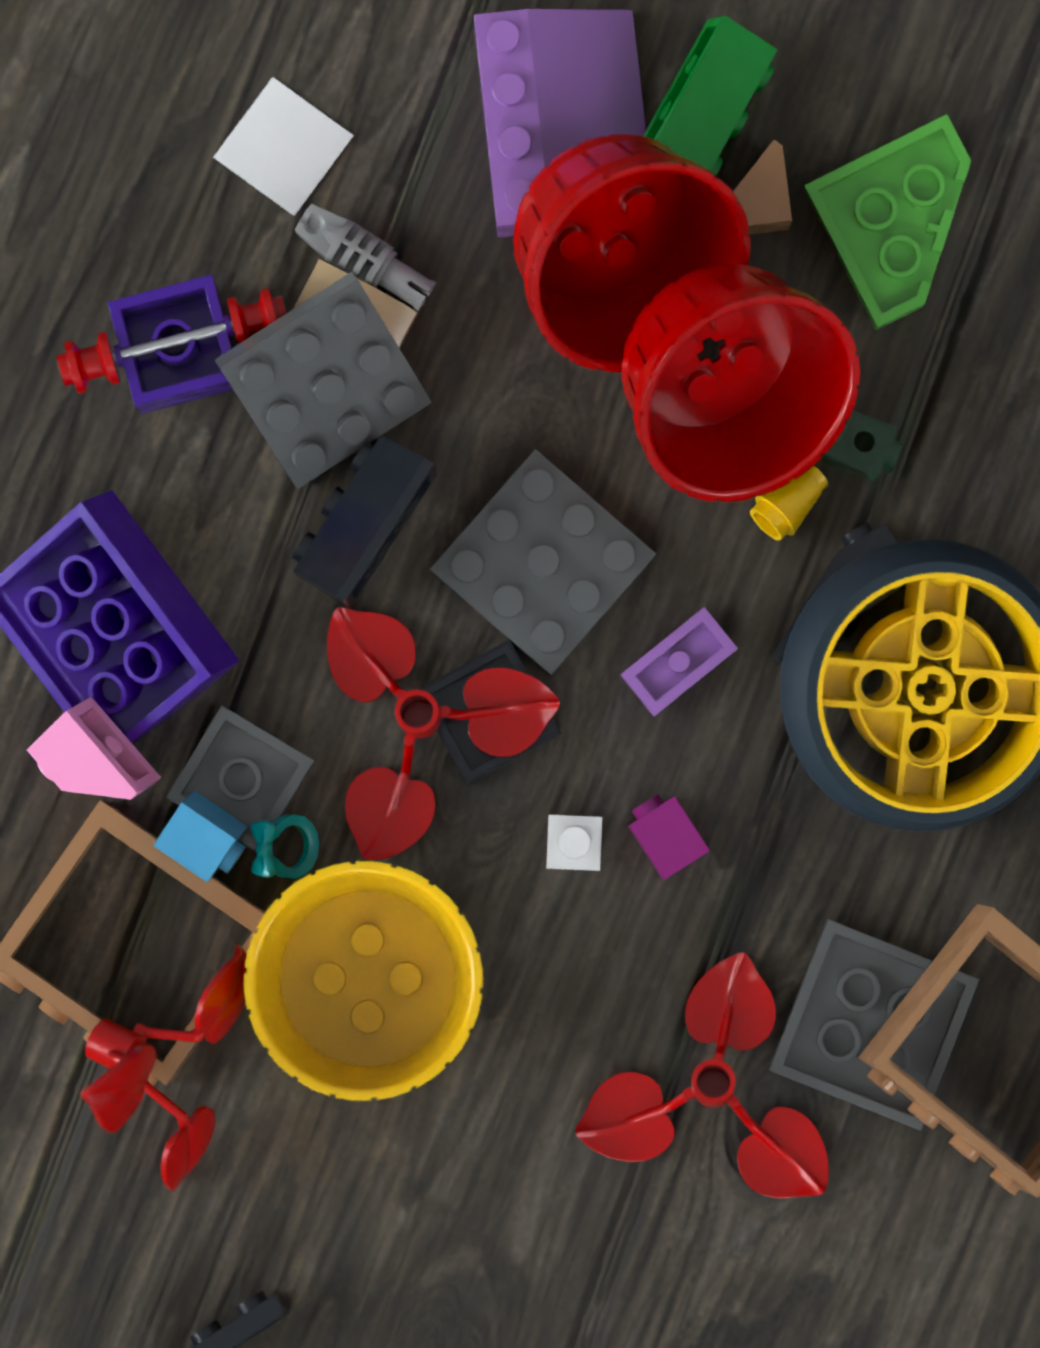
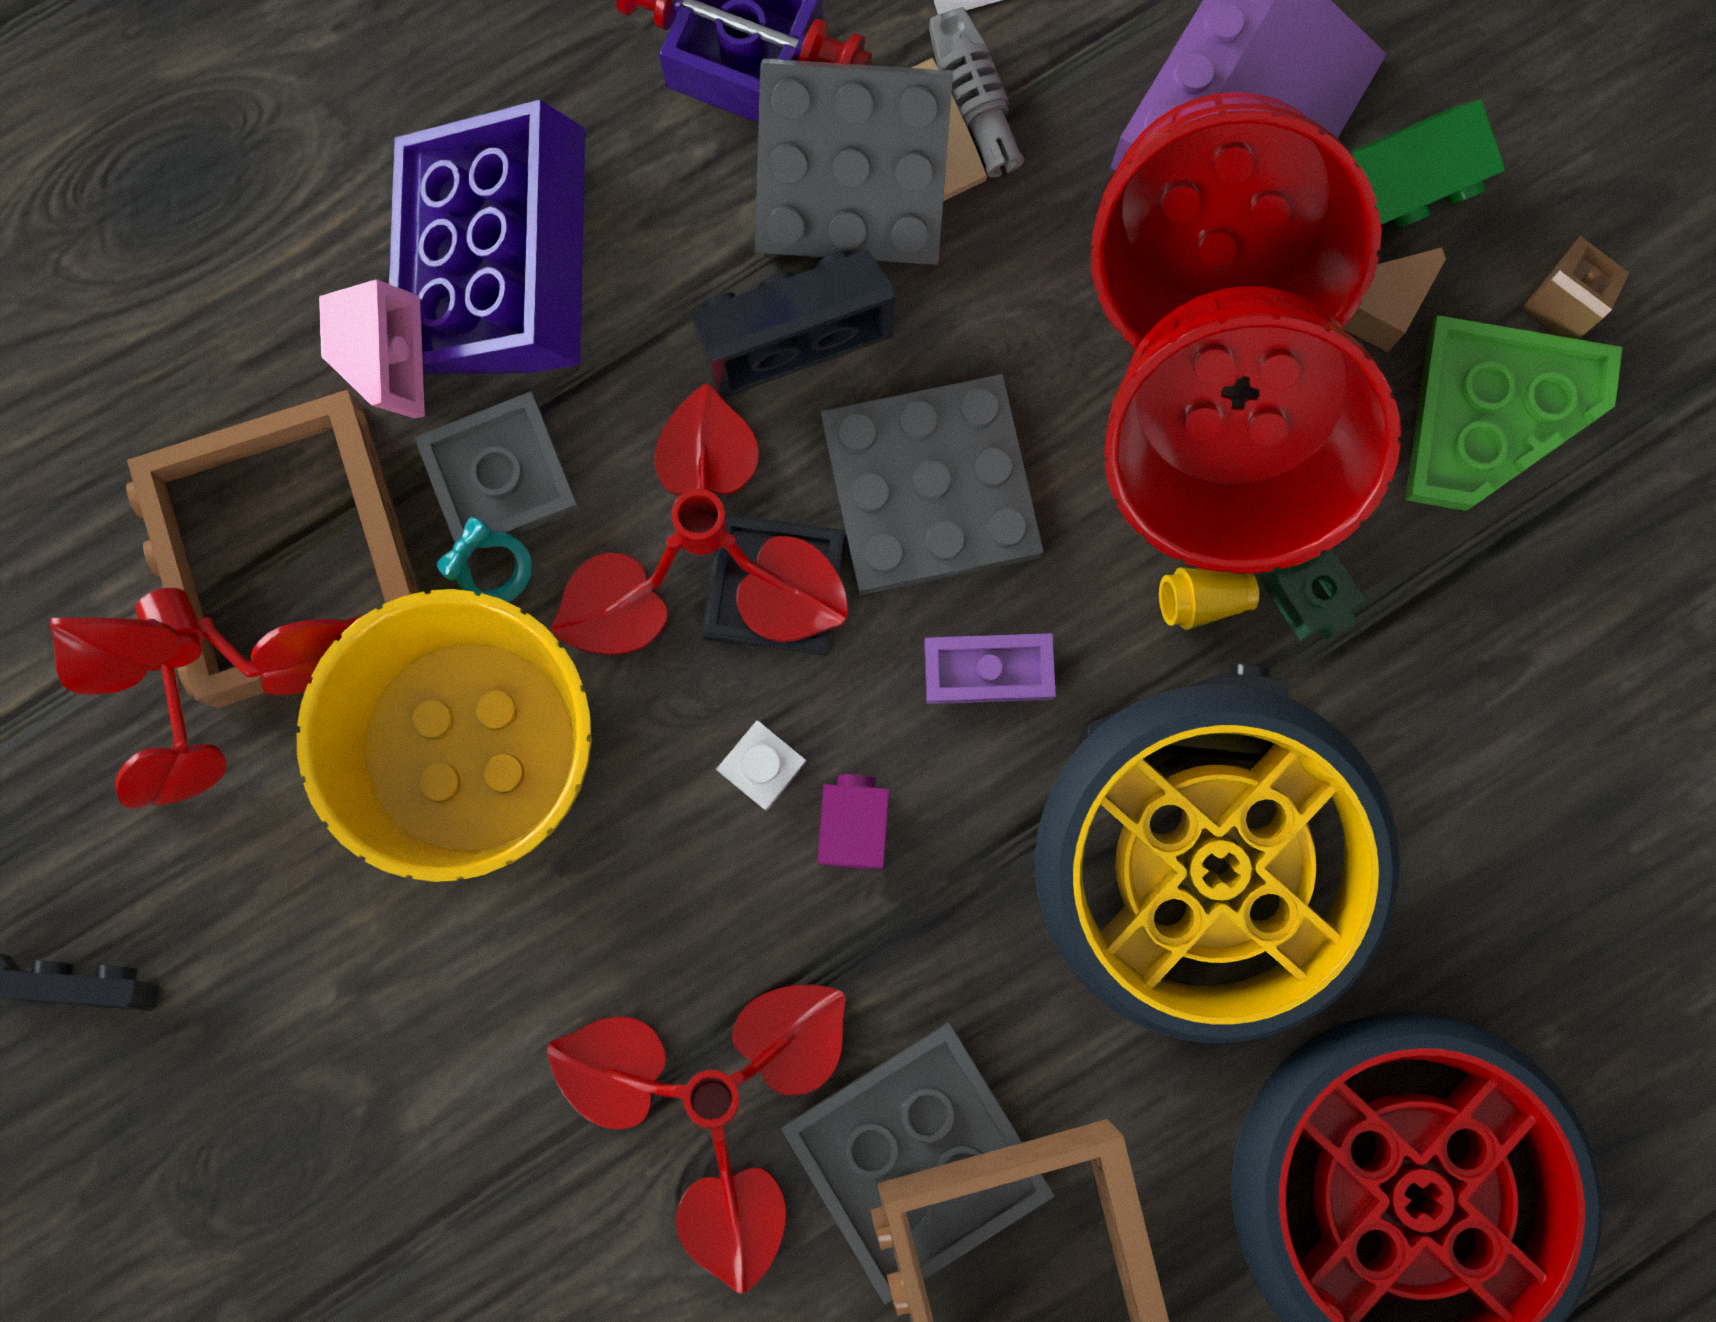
camera: 35 degrees right, 5 degrees down
(202, 837) = (412, 492): dark azure brick -> none
(888, 88) = (1577, 291): none -> medium nougat slope

